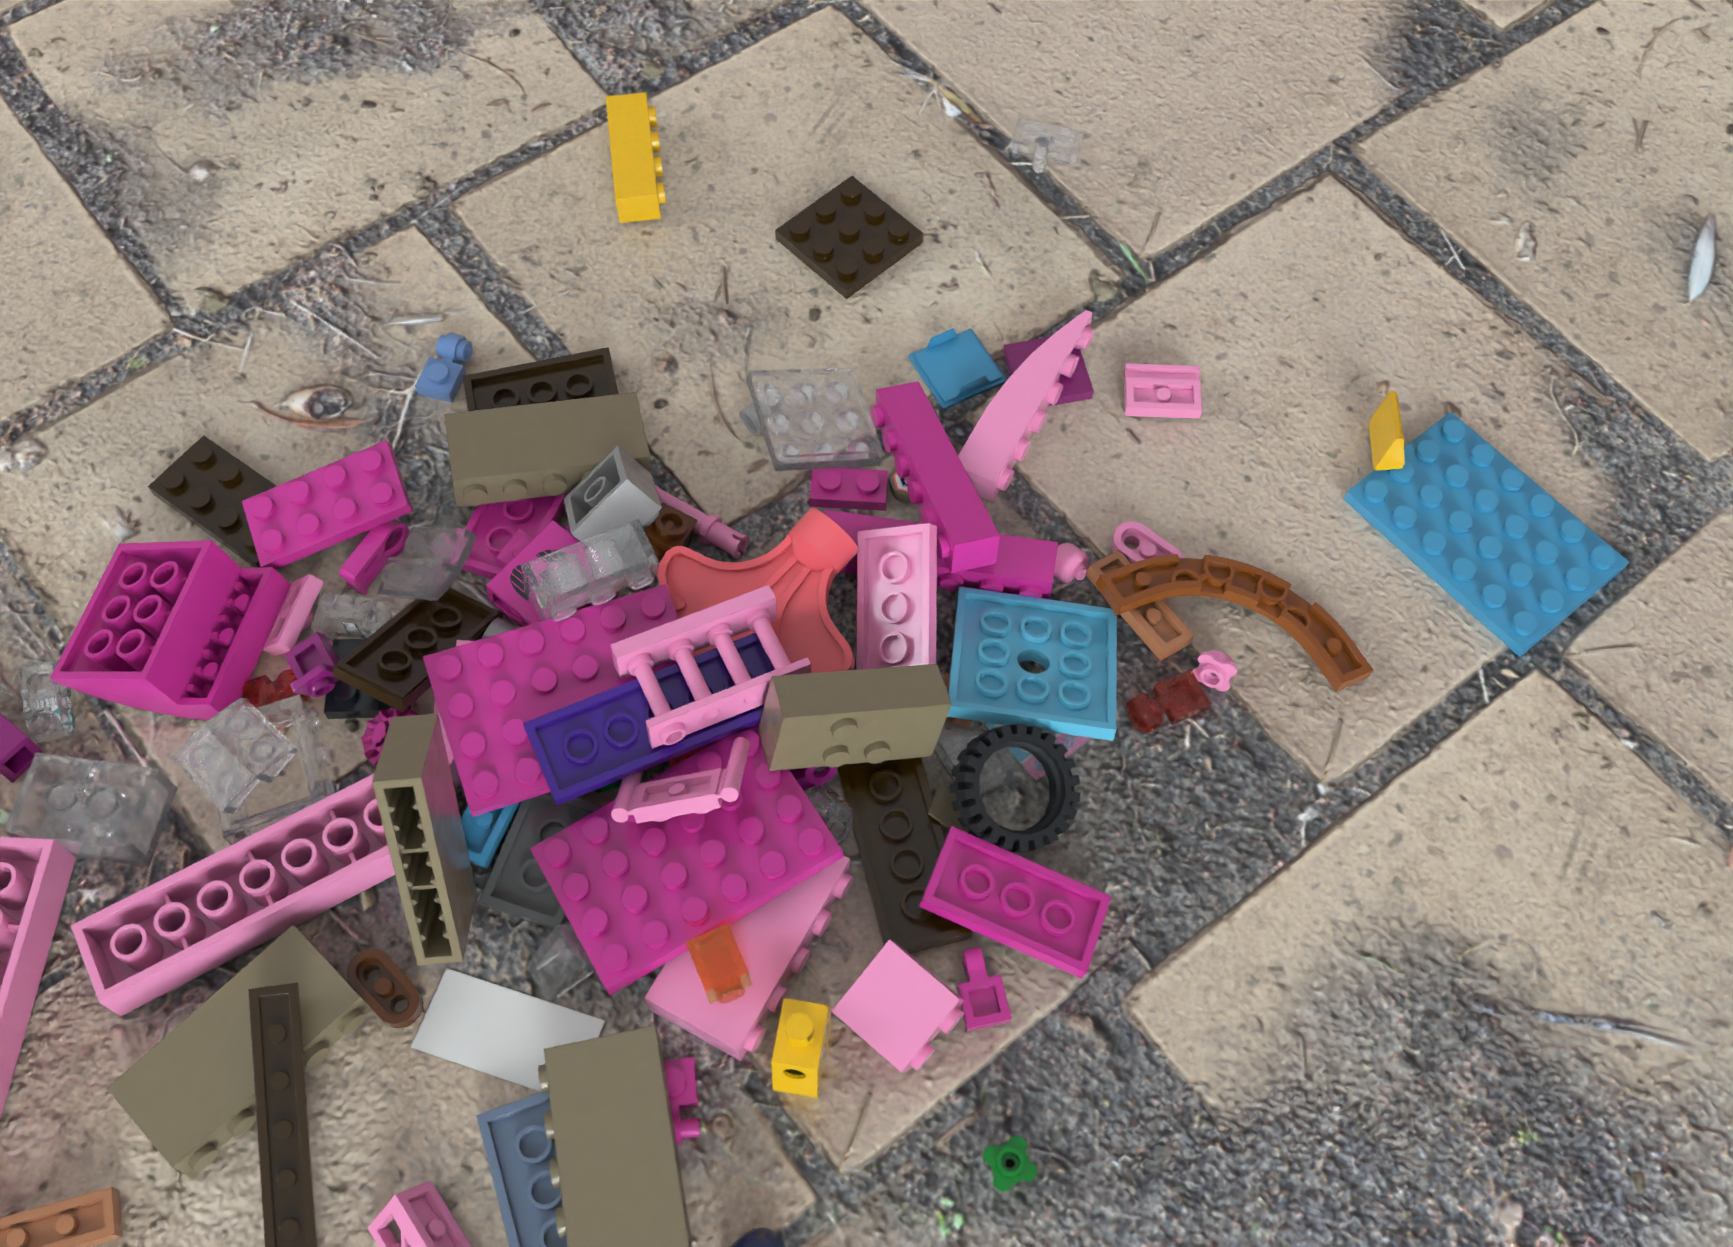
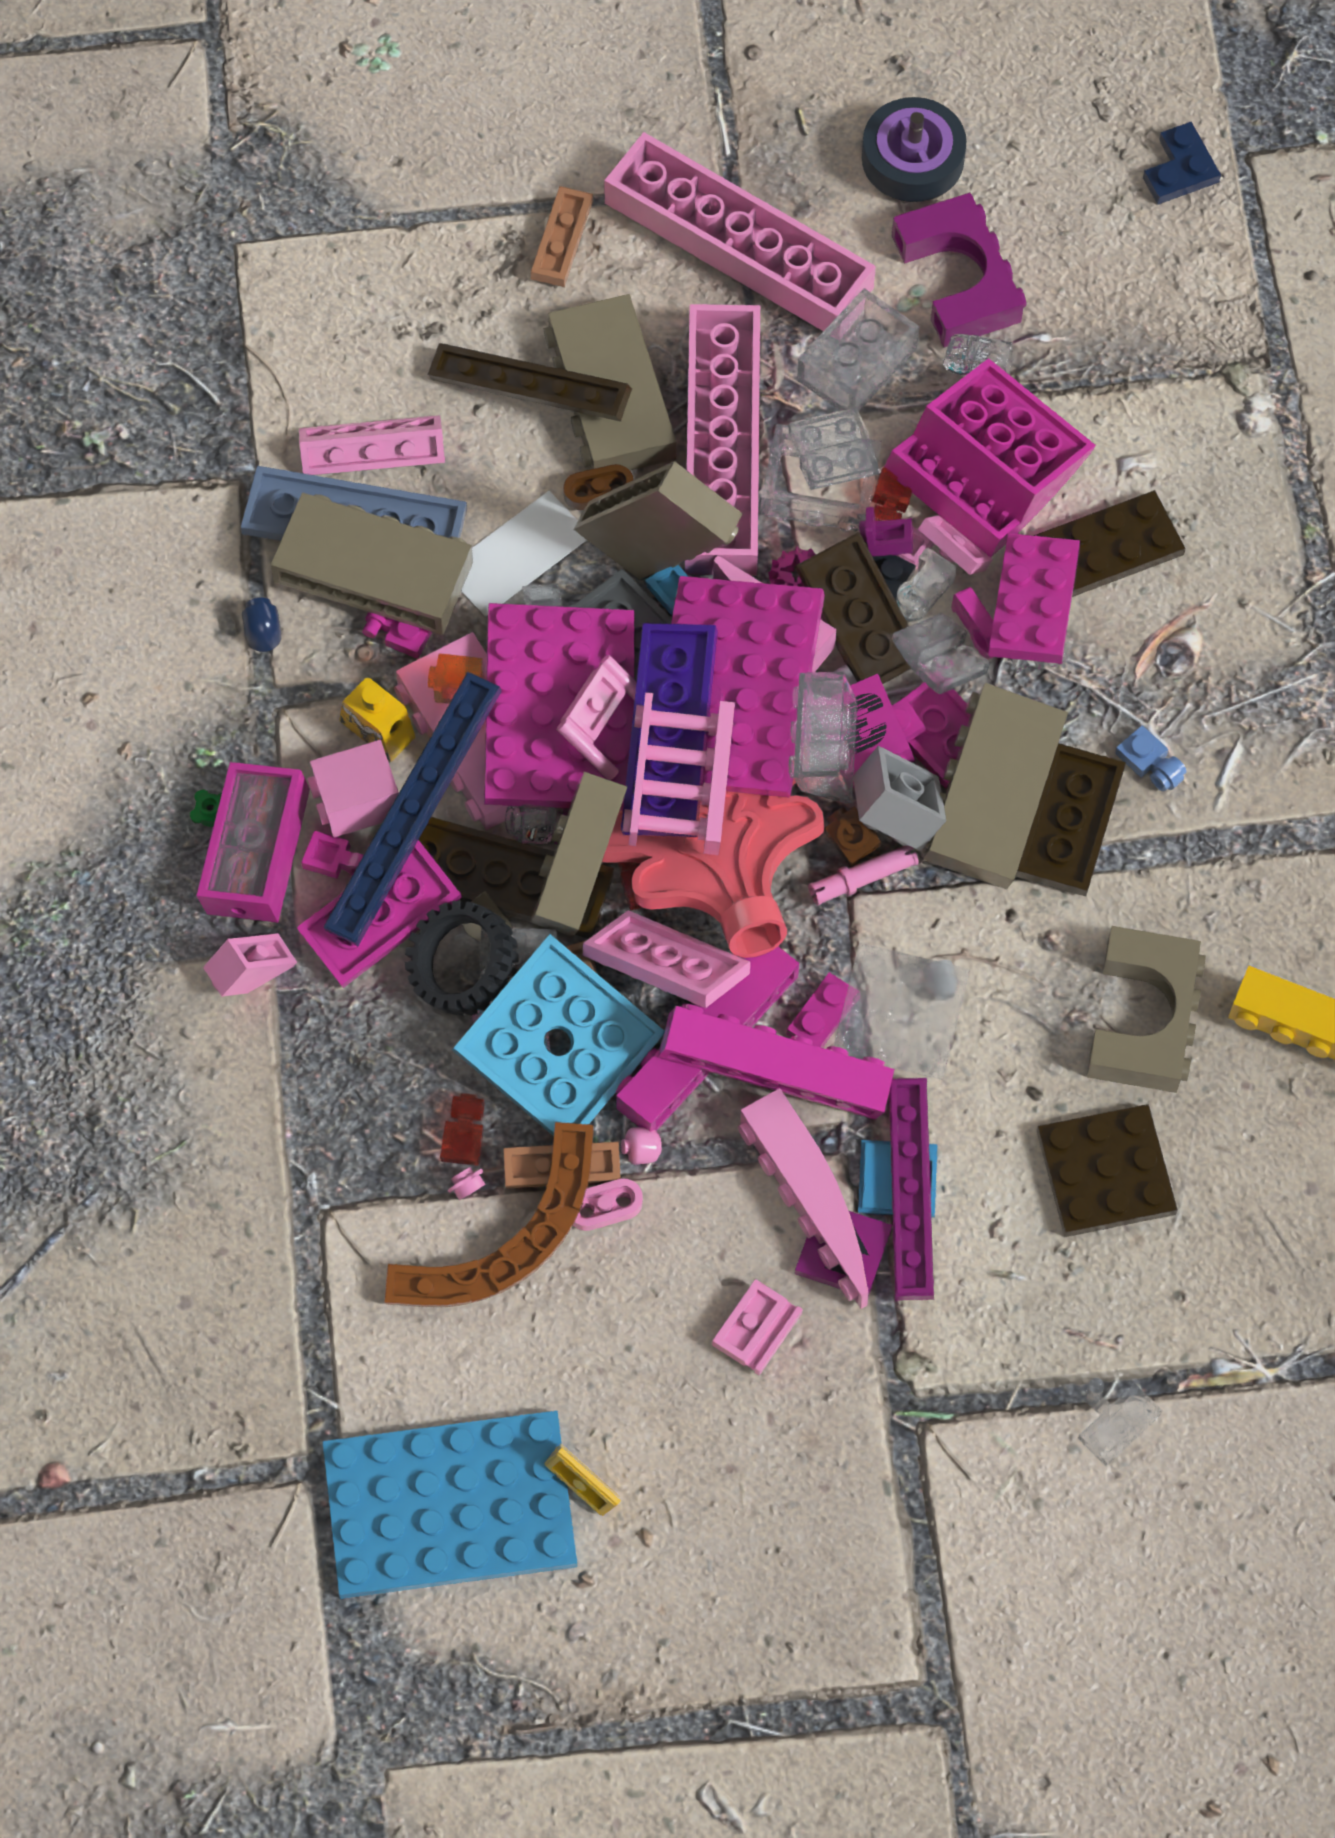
camera: 120 degrees right, 5 degrees up
(721, 235) = (1172, 967): none -> dark tan arch
(893, 915) = (412, 809): none -> dark blue tile
(968, 342) = (911, 1189): none -> magenta tile
(1024, 1079) = (253, 842): none -> brick
(1153, 1000) = (248, 963): none -> bright pink slope

